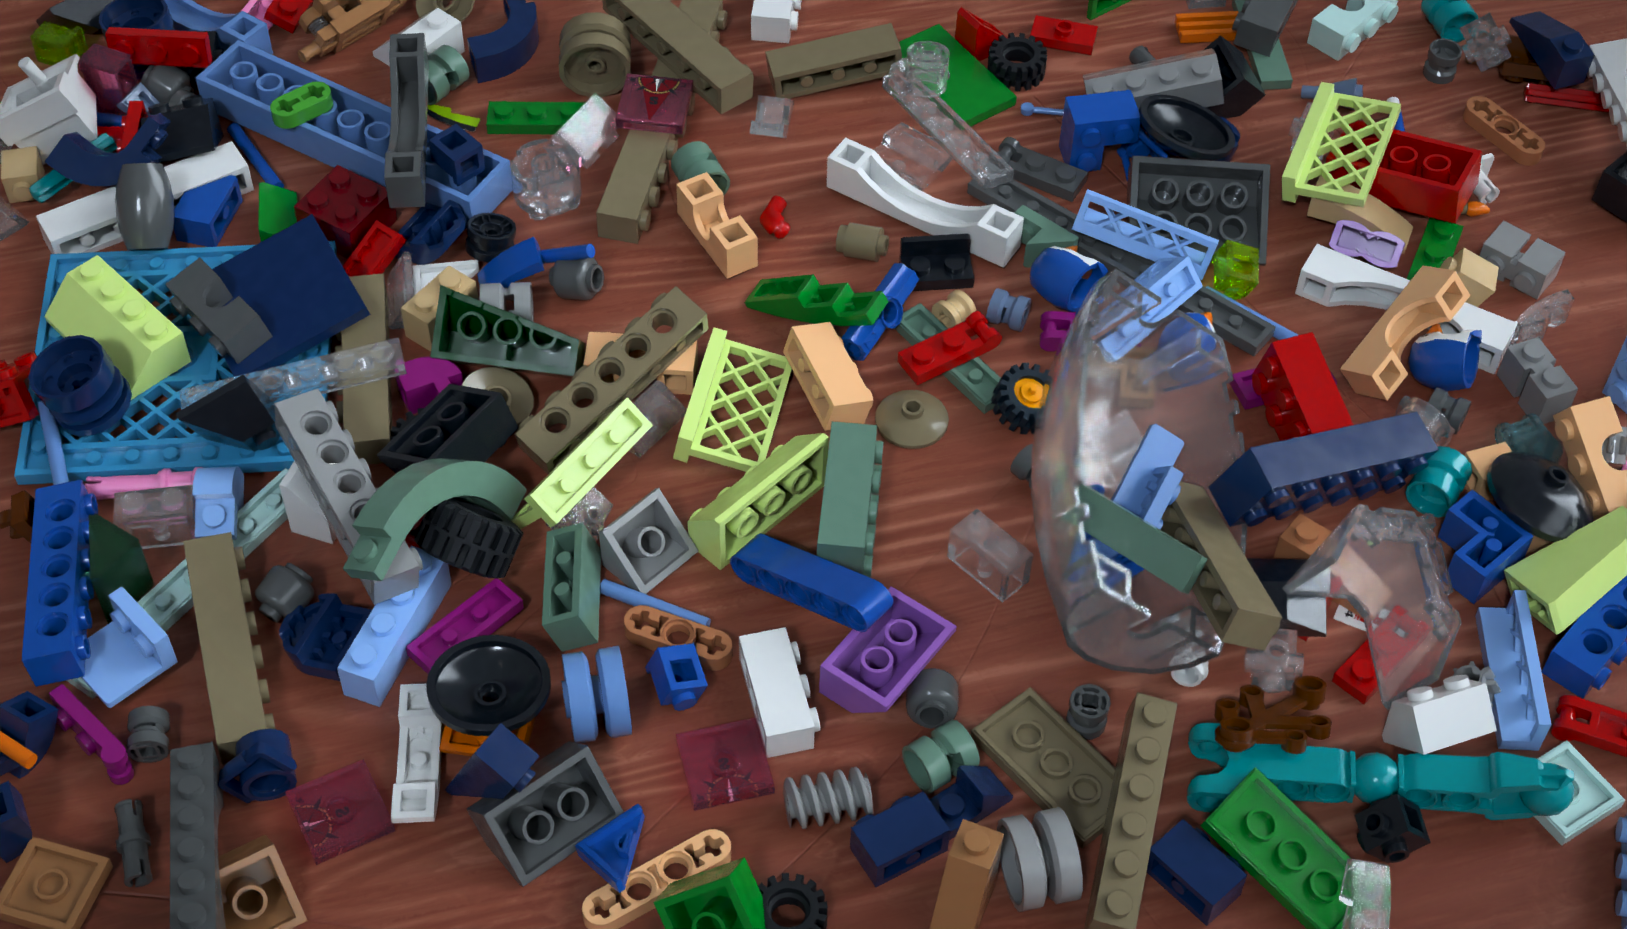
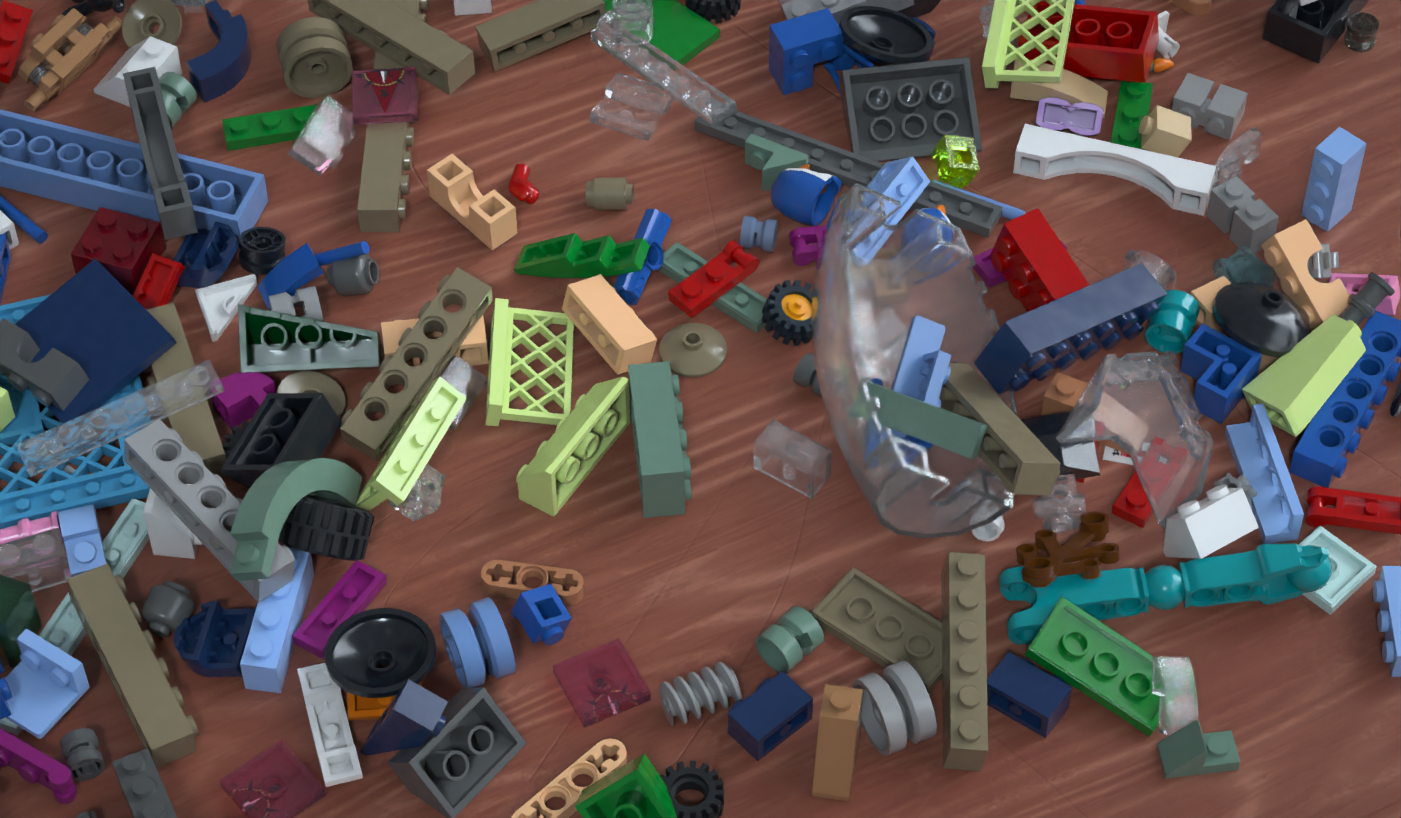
camera: 10 degrees left, 0 degrees up
(234, 416) = (81, 460): black slope -> none
(263, 765) = (196, 761): dark blue piece -> none
(275, 209) = (50, 262): green slope -> none
(301, 105) = (50, 155): bright green beam -> none
(400, 289) = (193, 317): clear slope -> none
(421, 309) = (222, 330): tan brick -> none
(444, 115) = (194, 142): lime sticker -> none
(457, 154) = (216, 177): dark blue brick -> none
(546, 178) = (299, 185): clear brick -> none
(571, 587) = (428, 555): sand green brick -> none
(613, 847) = (523, 771): blue tile -> none
(637, 598) = (485, 555): medium blue bar -> none
(645, 543) = (483, 505): light grey slope -> none
(696, 159) = (438, 143): sand green wheel -> none
(772, 117) = (495, 88): clear slope -> none
(778, 692) = (634, 612): white brick -> none
(812, 582) = (642, 511): blue beam -> none
(868, 179) = (598, 132): white arch -> none
(878, 665) = (720, 561): medium lavender slope -> none
(932, 698) = (770, 591): dark grey head -> none
(938, 261) = (684, 199): black bracket -> none
(954, 309) = (710, 242): tan wheel -> none
(971, 797) = (823, 666): dark blue slope -> none
(1028, 109) = (732, 39): medium blue hinge -> none
(1042, 171) = (760, 97): dark grey plate -> none
(1088, 710) = (908, 577): dark grey wheel -> none
(1141, 240) = (865, 148): light blue fence -> none
(1391, 829) = (1185, 627): black brick -> none
(1427, 300) = (1132, 160): light nougat arch -> none
(1446, 359) = (1158, 211): blue piece -> none
(1455, 408) = (1175, 254): dark grey wheel -> none

